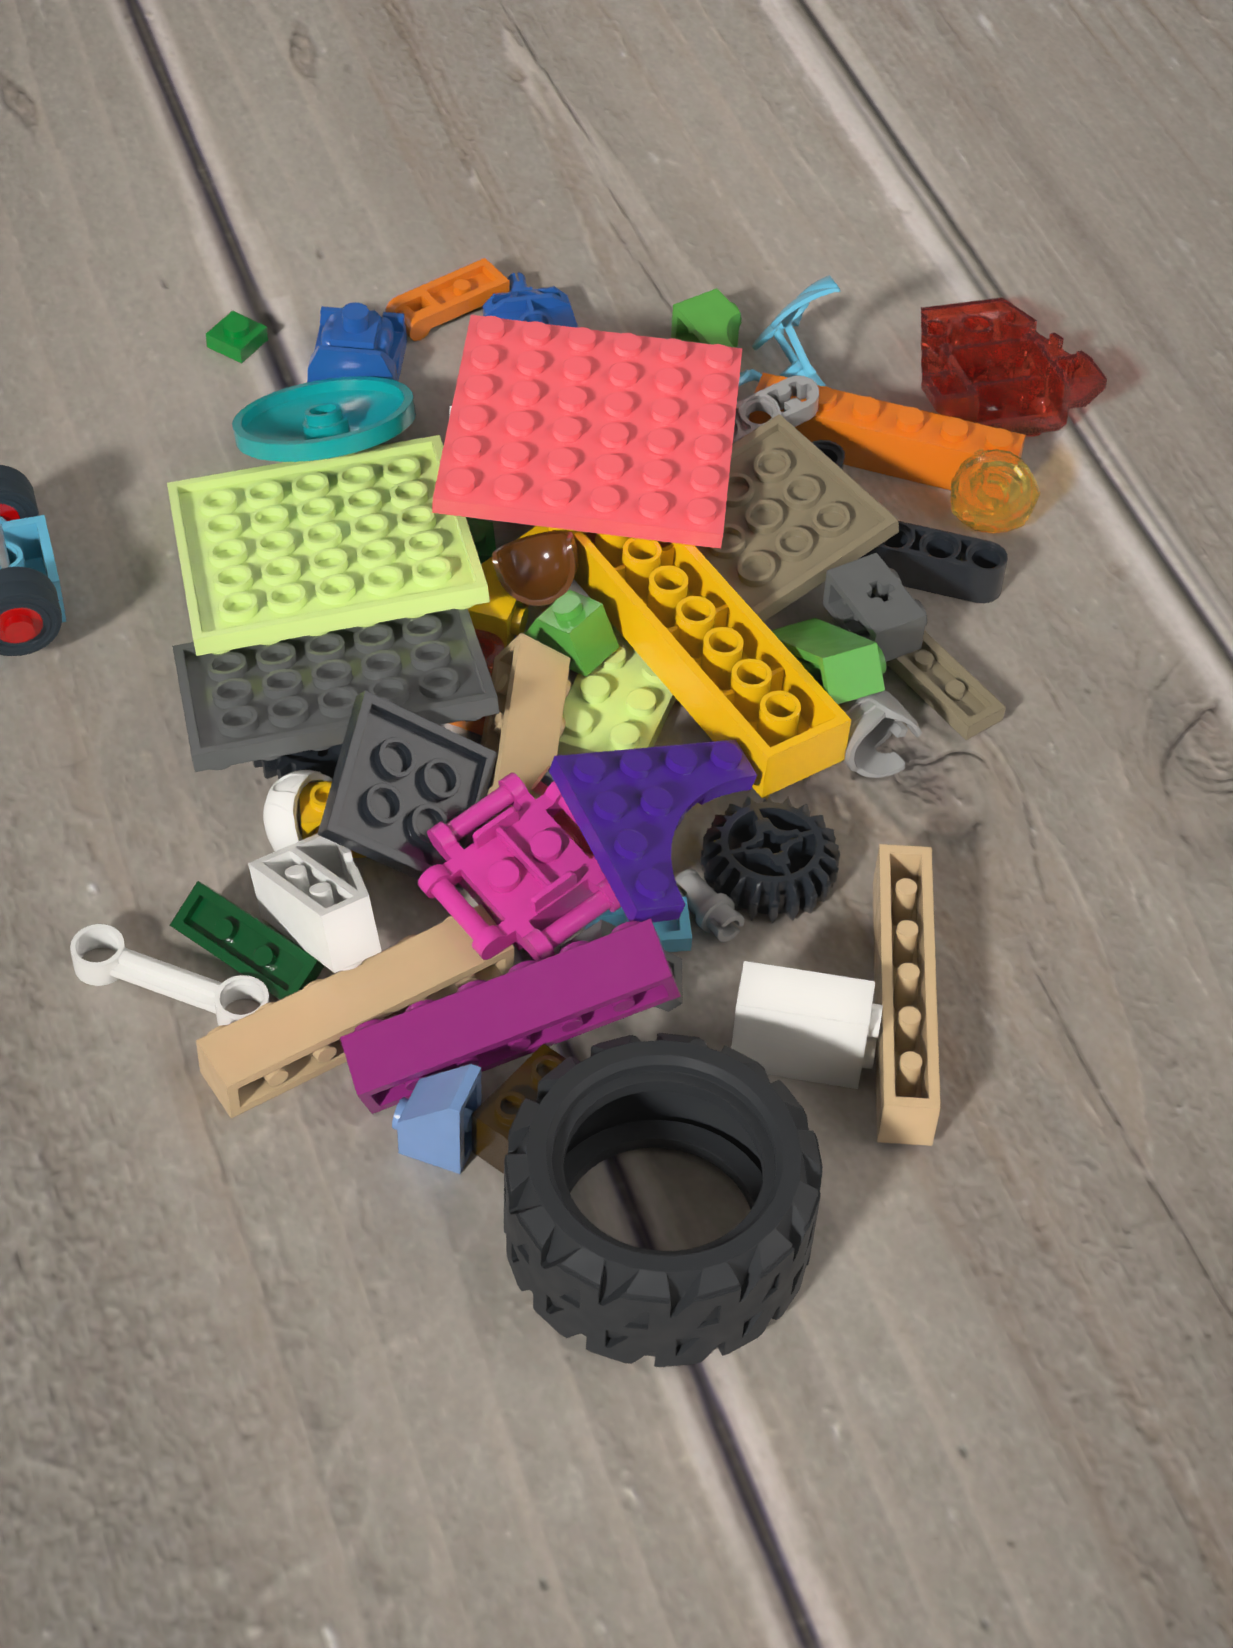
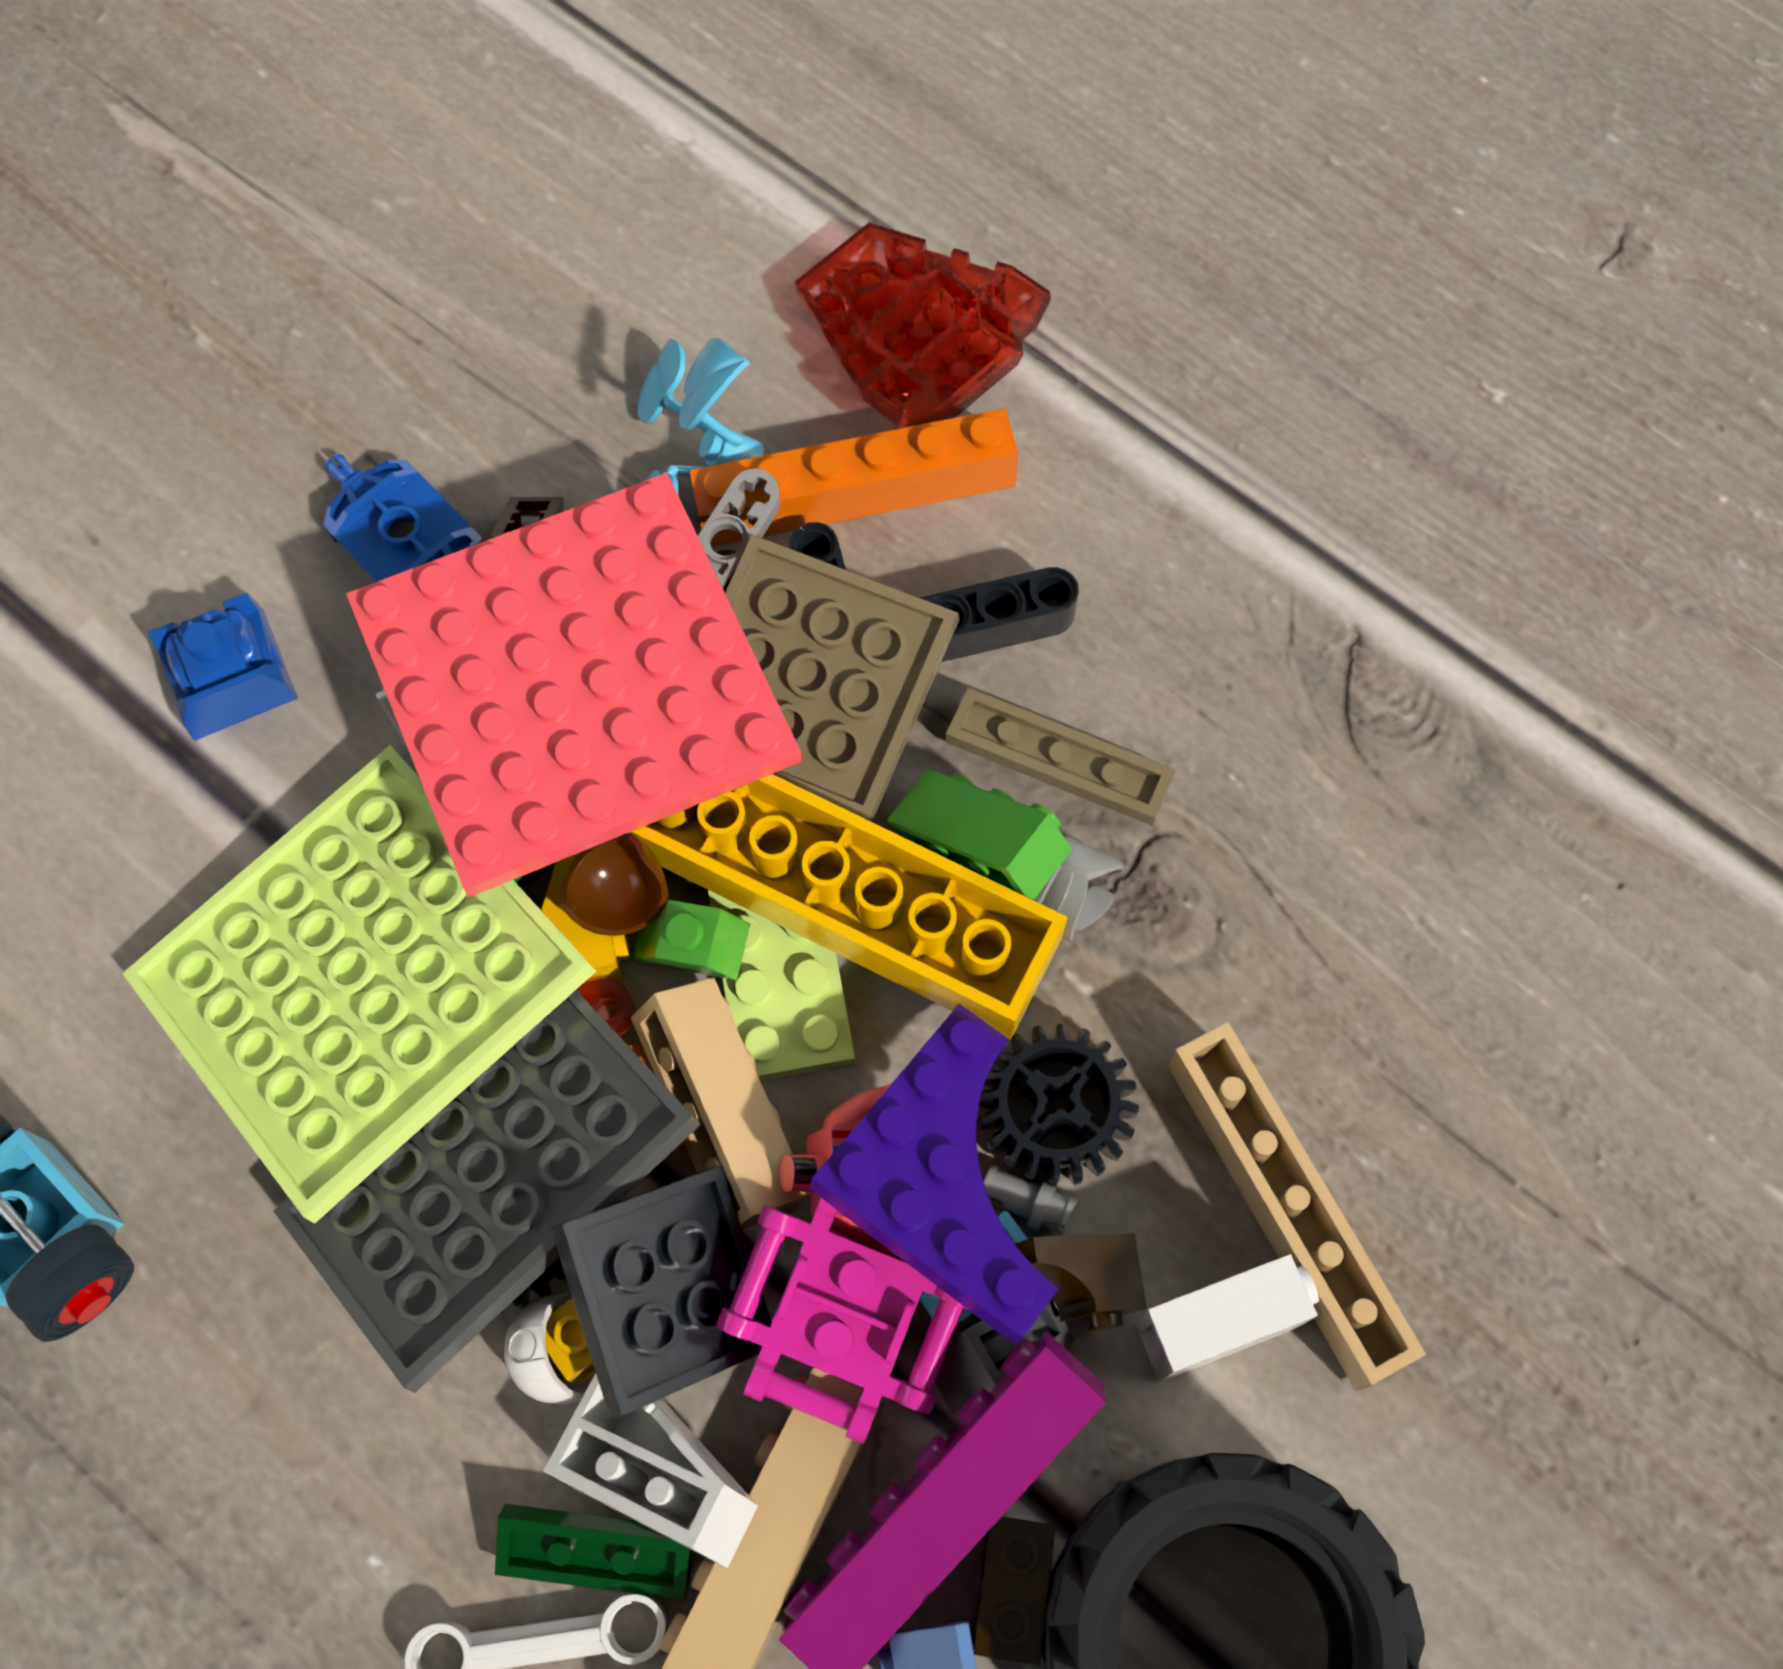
camera: 25 degrees left, 20 degrees up
(236, 336) = (71, 712): green plate -> none
(324, 419) = (249, 796): teal dish -> none
(448, 297) = (276, 532): orange plate -> none
(707, 320) = (583, 429): bright green arch -> none
(712, 949) = (1094, 1275): none -> dark brown arch
(875, 605) = (1001, 752): dark grey brick -> none
(993, 491) = (1008, 493): clear yellow hat -> none

